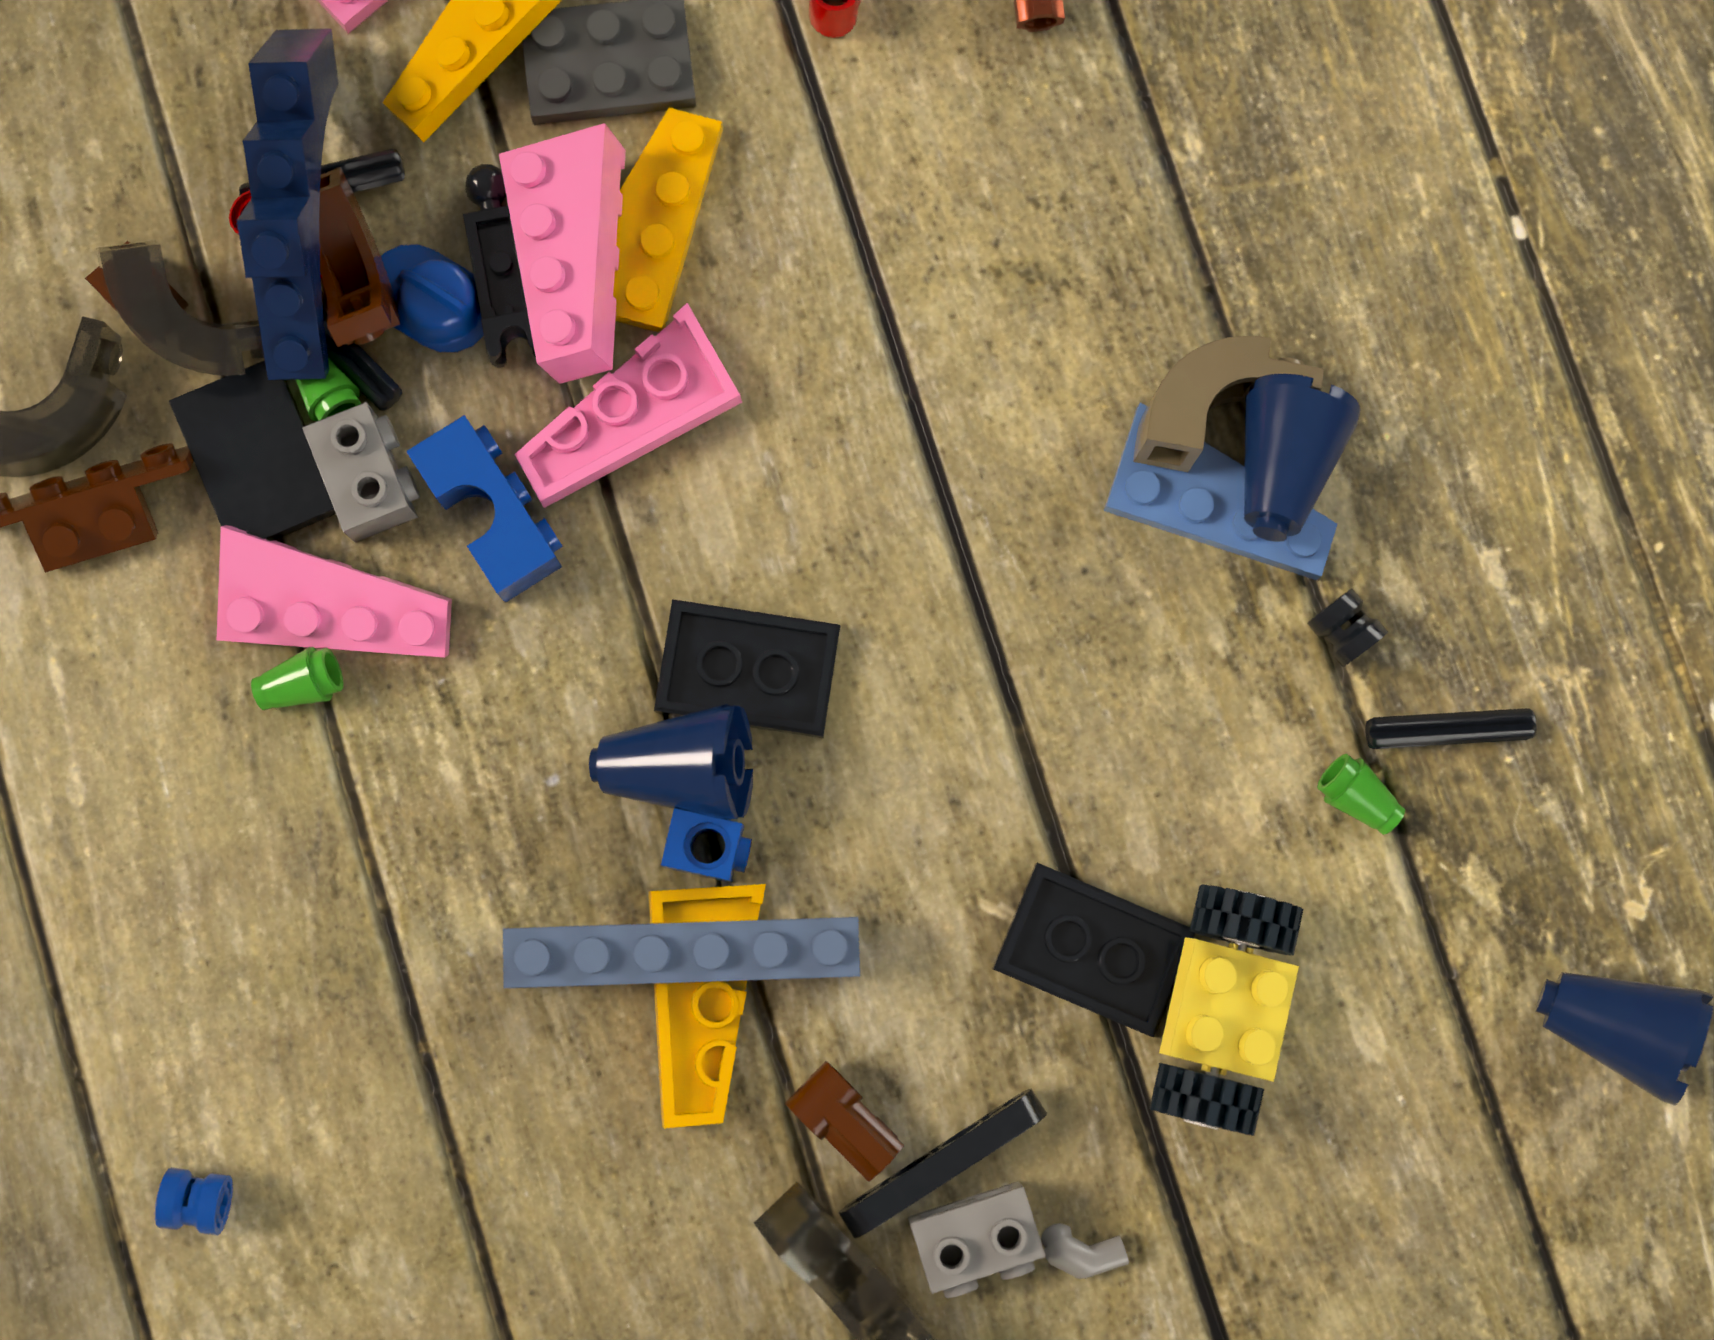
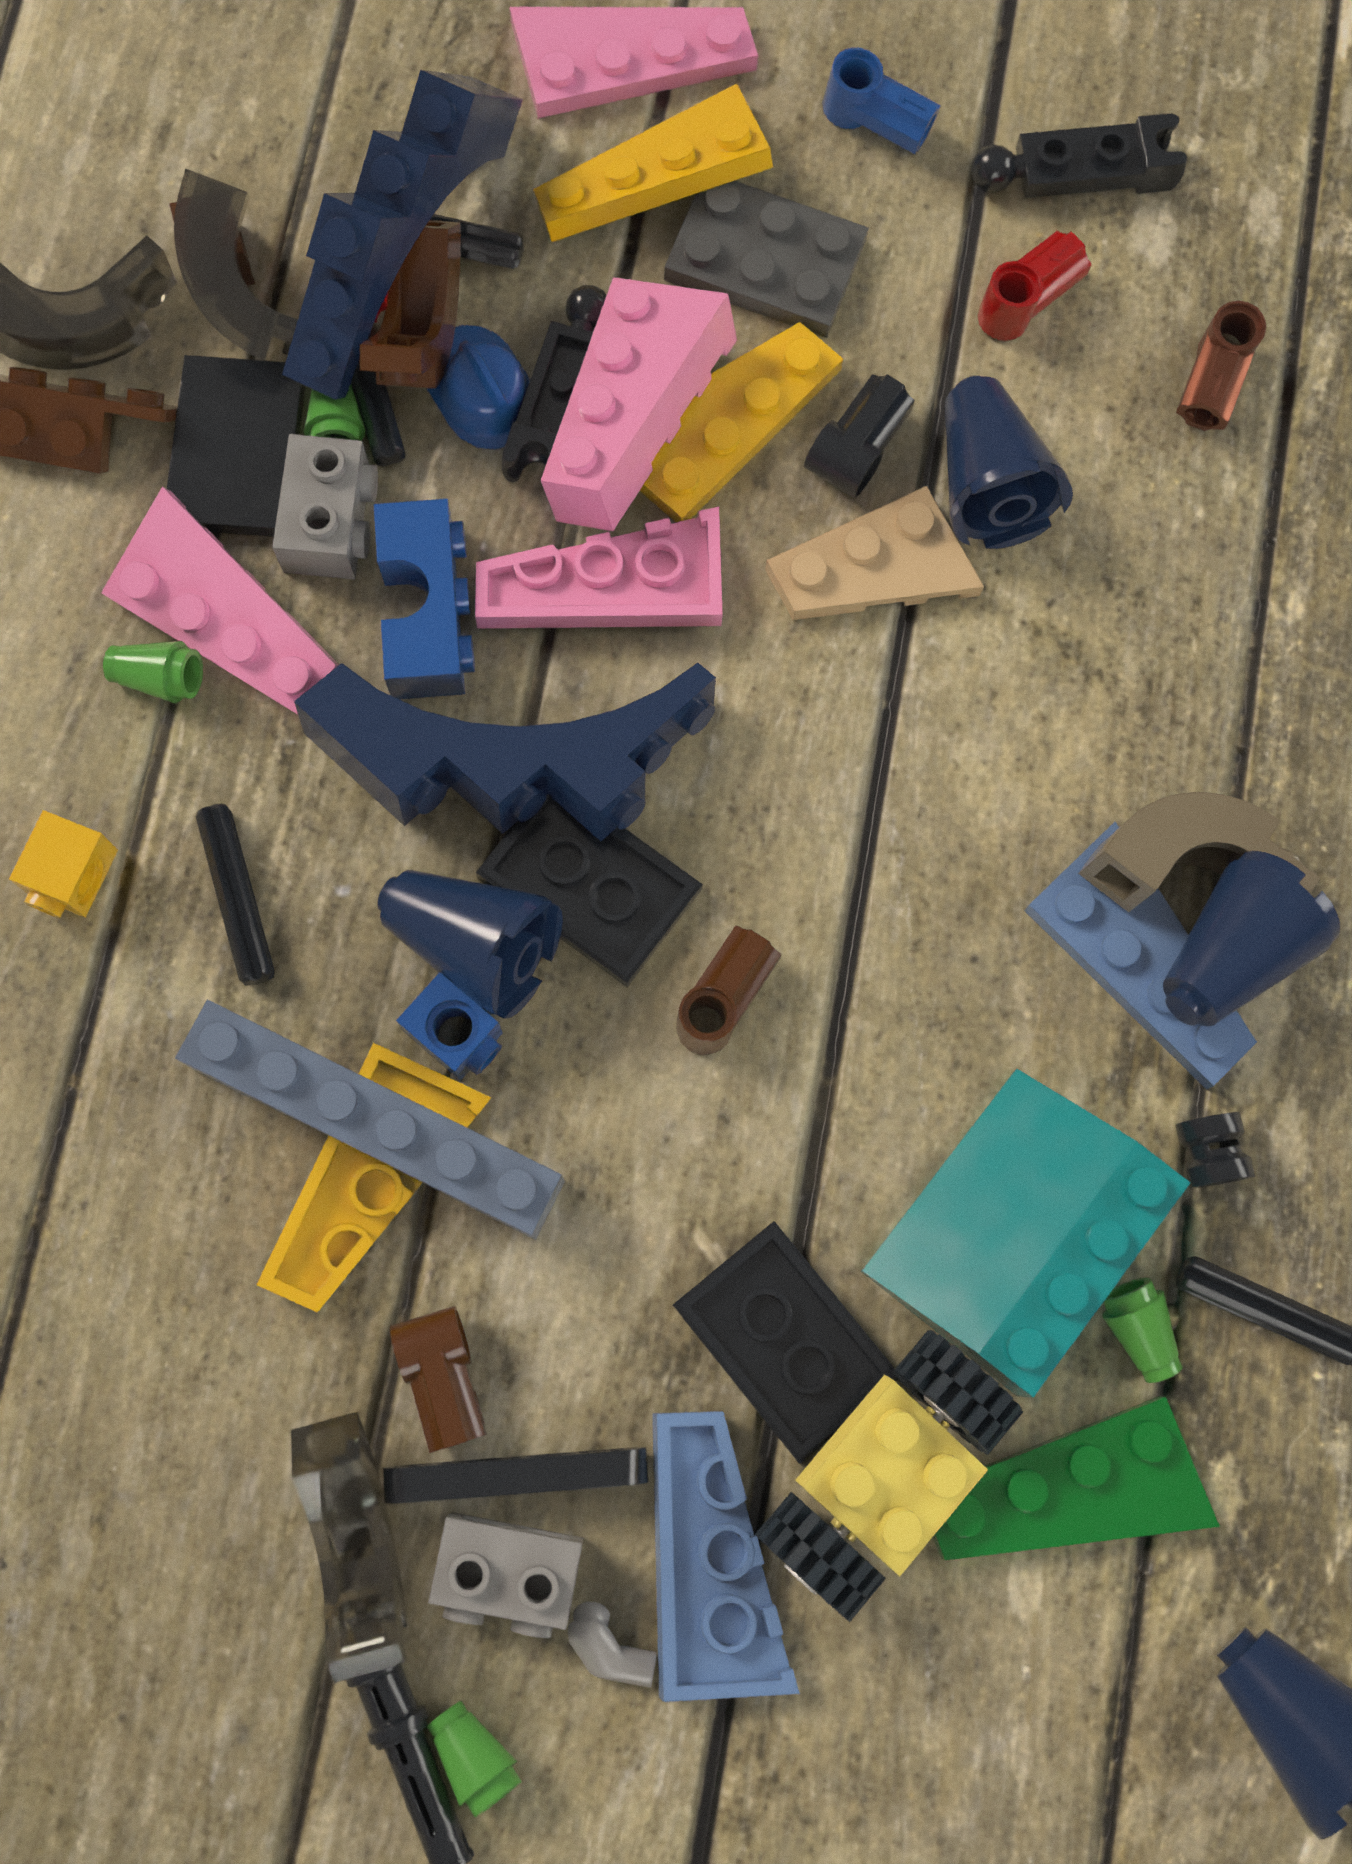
camera: 30 degrees right, 5 degrees down
(318, 882) = (62, 866): none -> yellow brick
(469, 830) = (235, 894): none -> black axle
(635, 619) = (503, 771): none -> dark blue arch
(770, 196) = (853, 447): none -> black piece
(837, 281) = (877, 559): none -> tan wing
(897, 152) = (998, 468): none -> dark blue cone
(905, 697) = (727, 988): none -> reddish brown piece
(1136, 1167) = (712, 1594): none -> medium blue wing
(1233, 767) = (1025, 1231): none -> teal slope
(1375, 938) = (1083, 1487): none -> green wing

